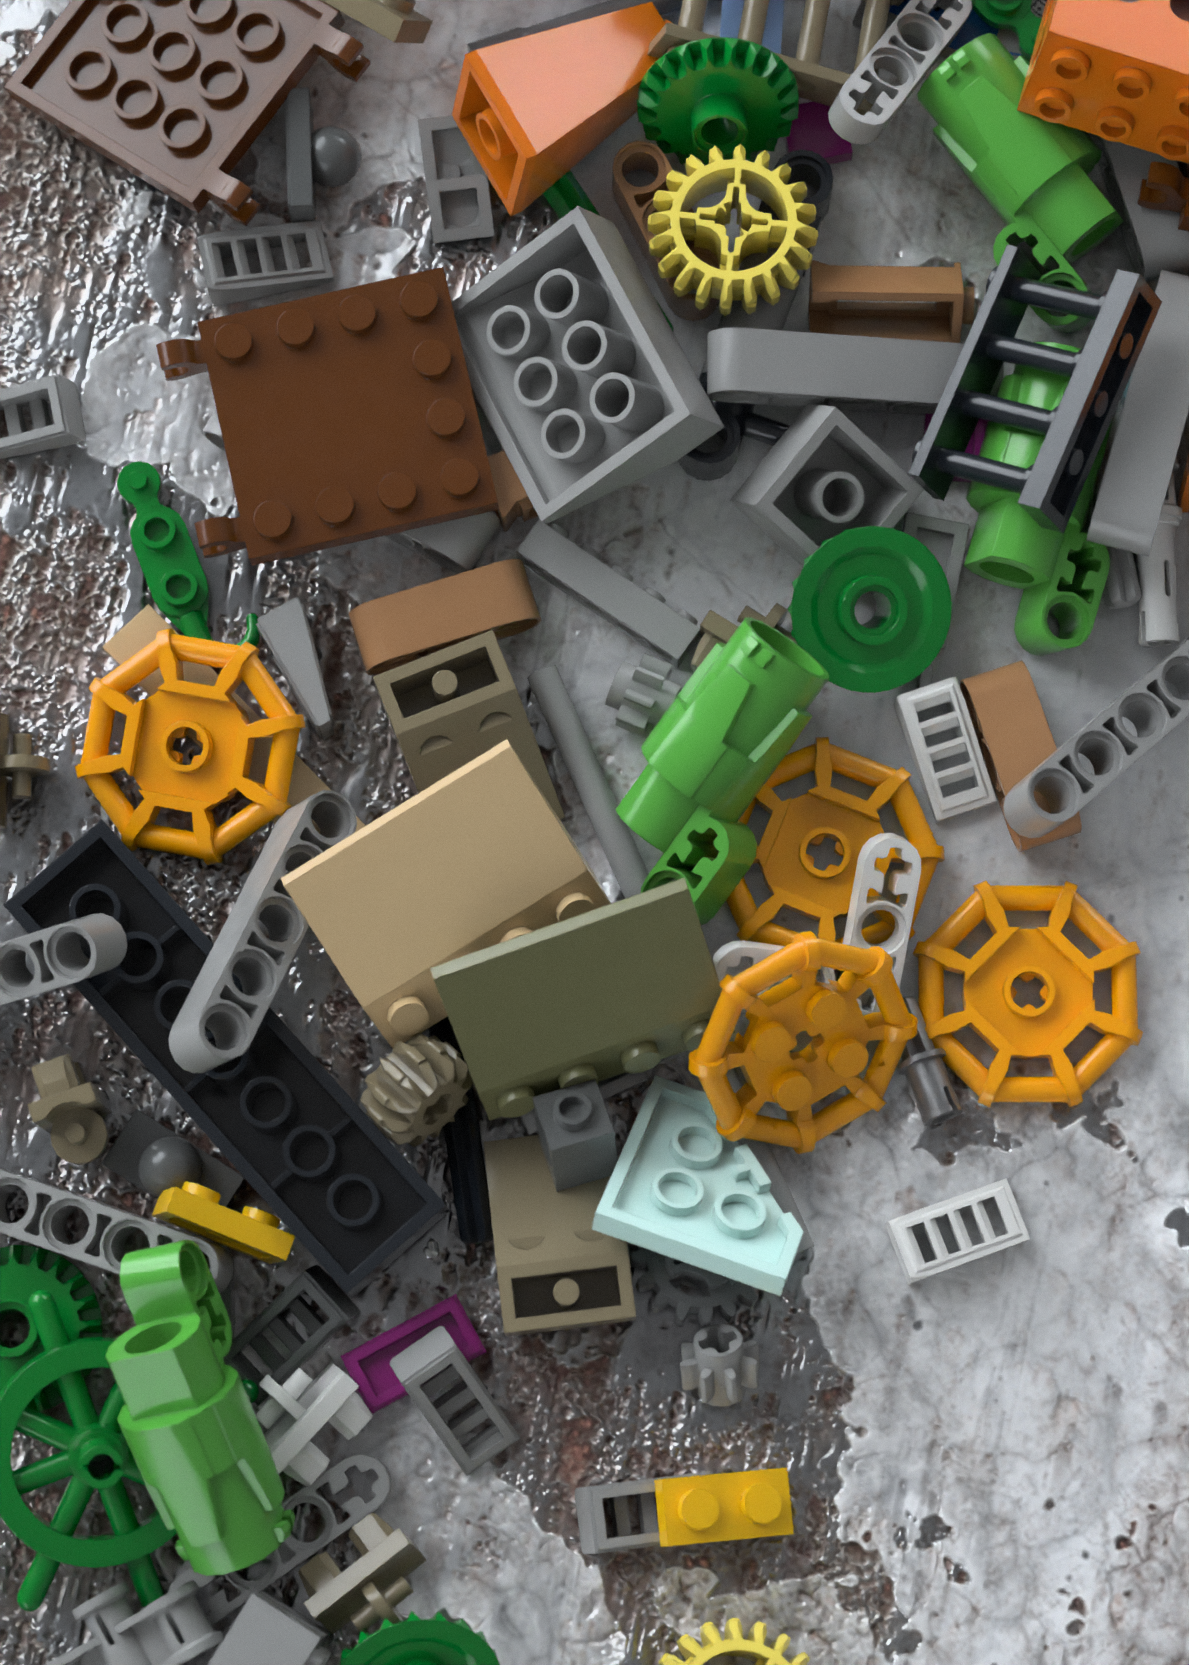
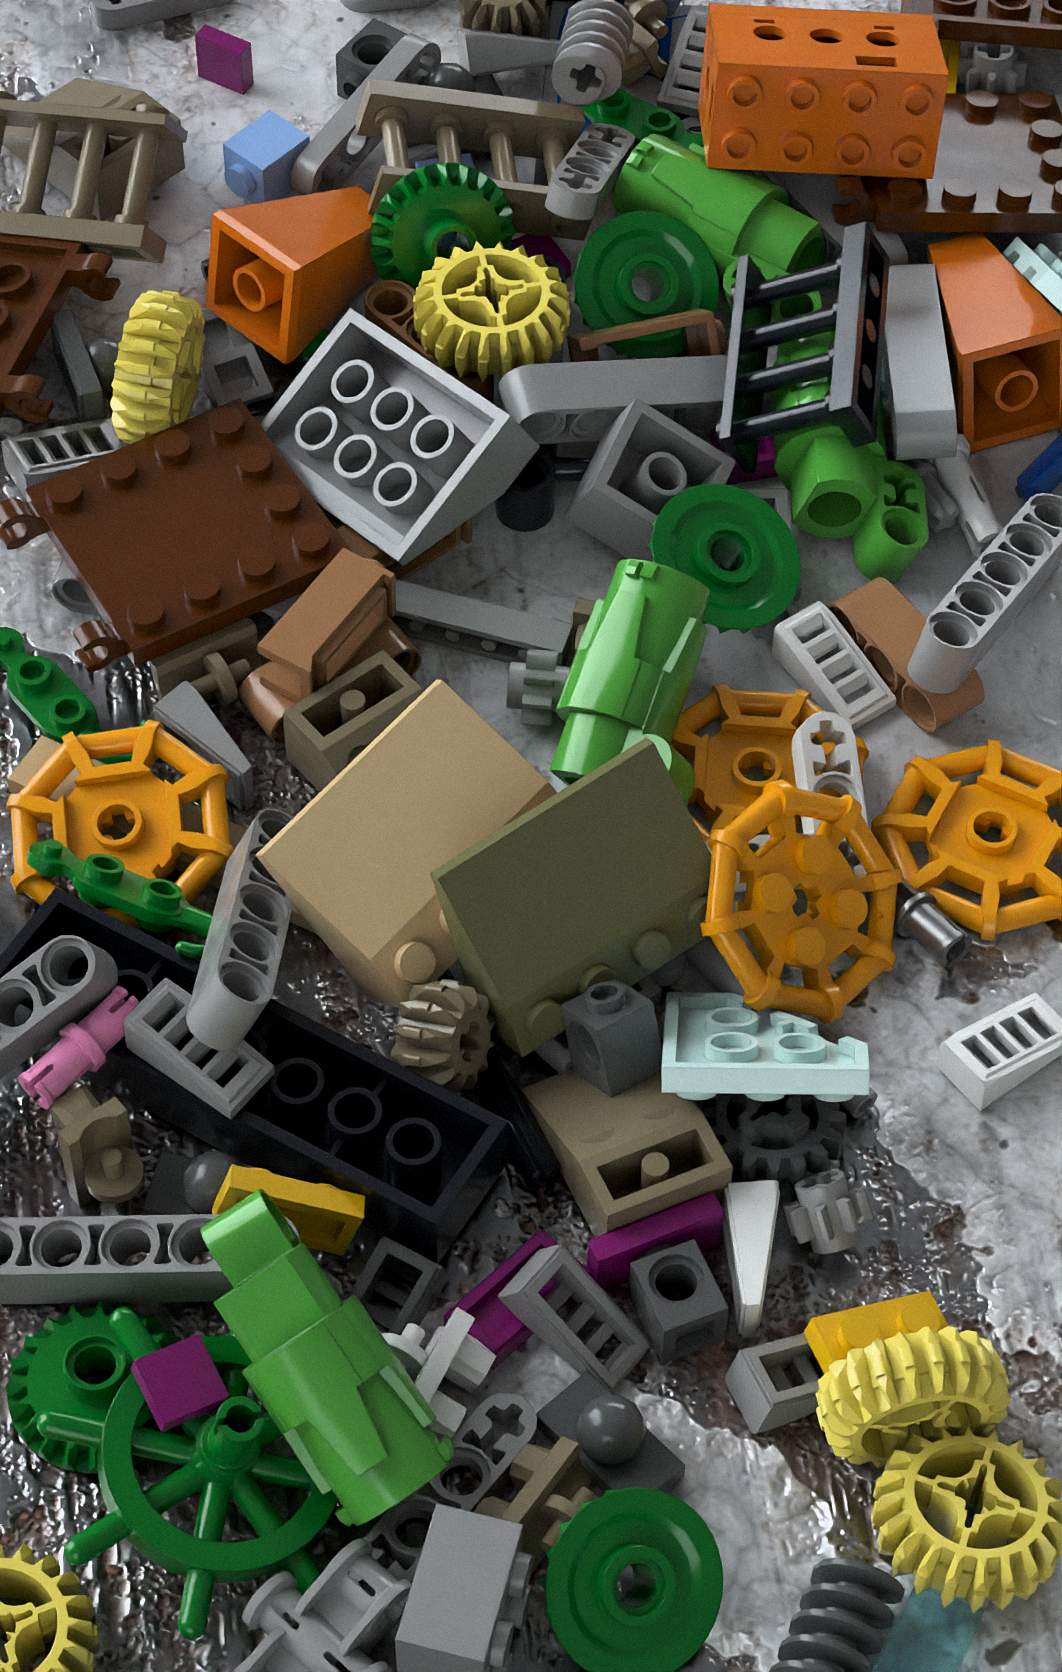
camera: 20 degrees left, 25 degrees down
(71, 1388) = (179, 1382): none -> magenta tile
(75, 1016) = (79, 1049): none -> bright pink pin
(142, 1008) = (161, 1023): none -> light grey slope
(167, 832) = (106, 883): none -> green piece
(330, 576) = (211, 663): none -> dark tan hips
(370, 206) = (157, 365): none -> light yellow gear
(447, 585) = (327, 625): none -> medium nougat window
(448, 1527) = (611, 1436): none -> dark grey tile
(547, 1438) = (683, 1325): none -> dark grey brick
(551, 1344) = (613, 1251): none -> magenta tile
(640, 1367) = (748, 1240): none -> white slope
(722, 1590) = (910, 1388): none -> light yellow gear
(924, 174) = (661, 253): none -> green gear

